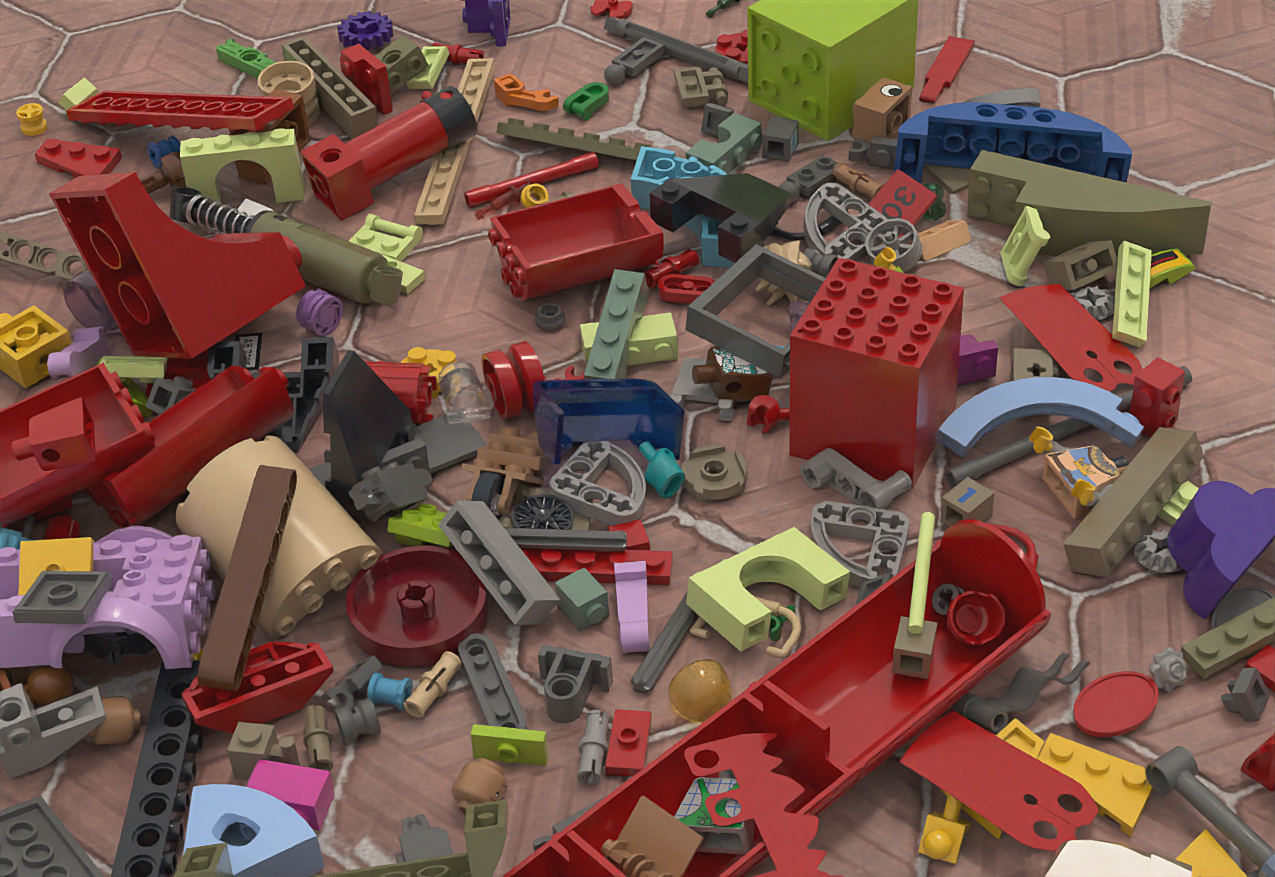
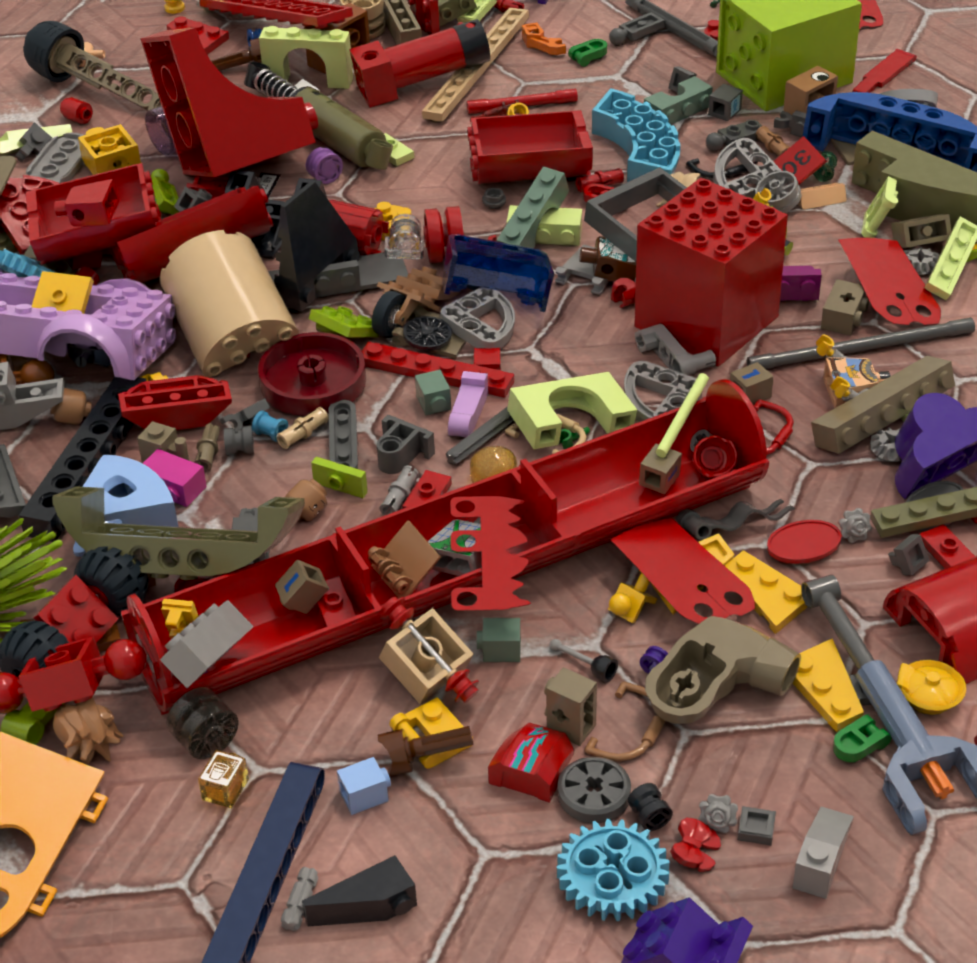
camera: 15 degrees right, 0 degrees up
(63, 597) = (51, 307): dark grey plate -> none
(80, 355) = (151, 159): lavender leg -> none
(136, 367) = (162, 176): yellowish green plate -> none
(247, 579) = (187, 323): reddish brown beam -> none
(386, 244) = (396, 129): yellowish green plate -> none
(390, 490) = (319, 289): dark grey hinge -> none
(499, 562) = (378, 354): light grey brick -> none
(566, 138) = (560, 75): olive plate -> none
(569, 539) = (432, 348): dark grey axle -> none
(662, 470) = (529, 317): teal piece -> none
(698, 86) = (677, 54): dark tan plate -> none
(706, 486) = (578, 335): dark tan plate -> none
(739, 202) = (661, 139): black wedge -> none
(1036, 397) = (833, 315): light blue arch -> none
(1157, 396) = (934, 332): red brick -> none

